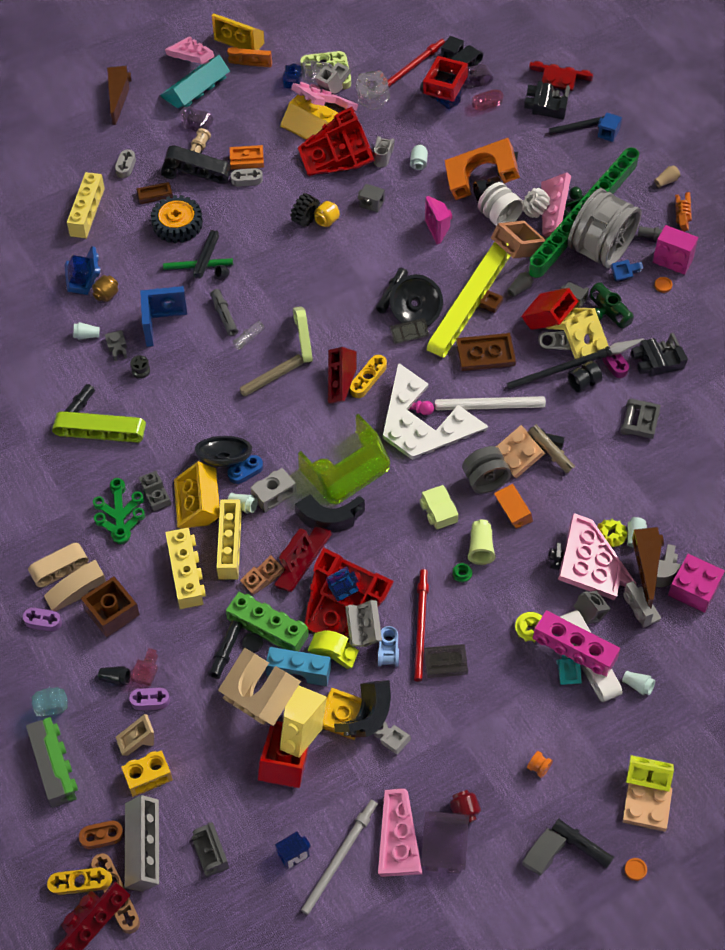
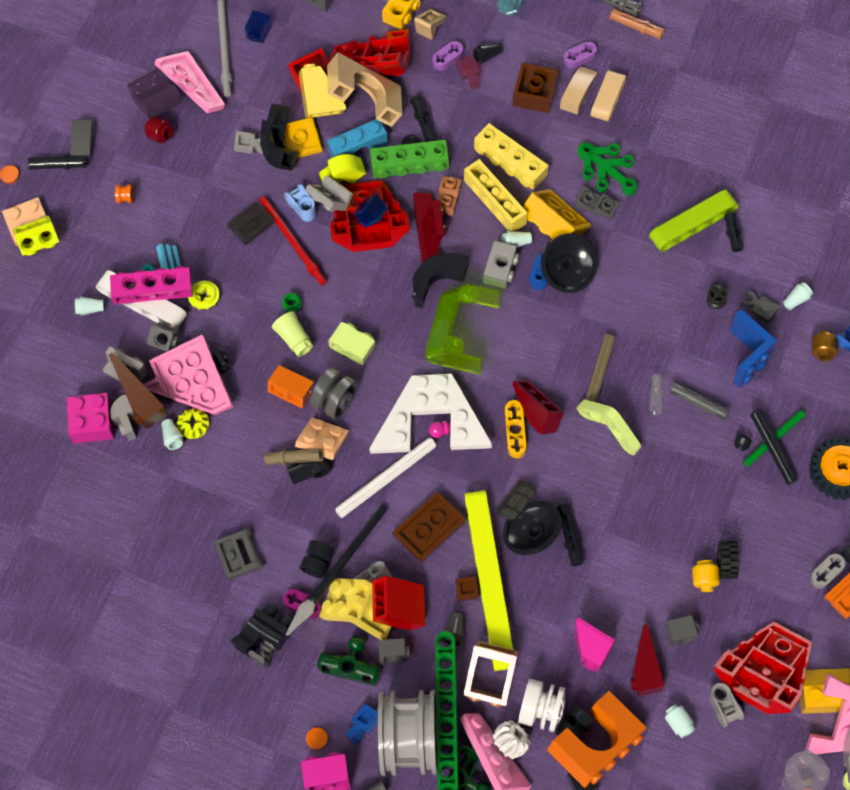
camera: 145 degrees right, 10 degrees up
(216, 733) = (382, 55): none -> red wedge
(412, 194) = (646, 672): none -> dark red slope
(541, 672) = (172, 257): none -> medium azure tile

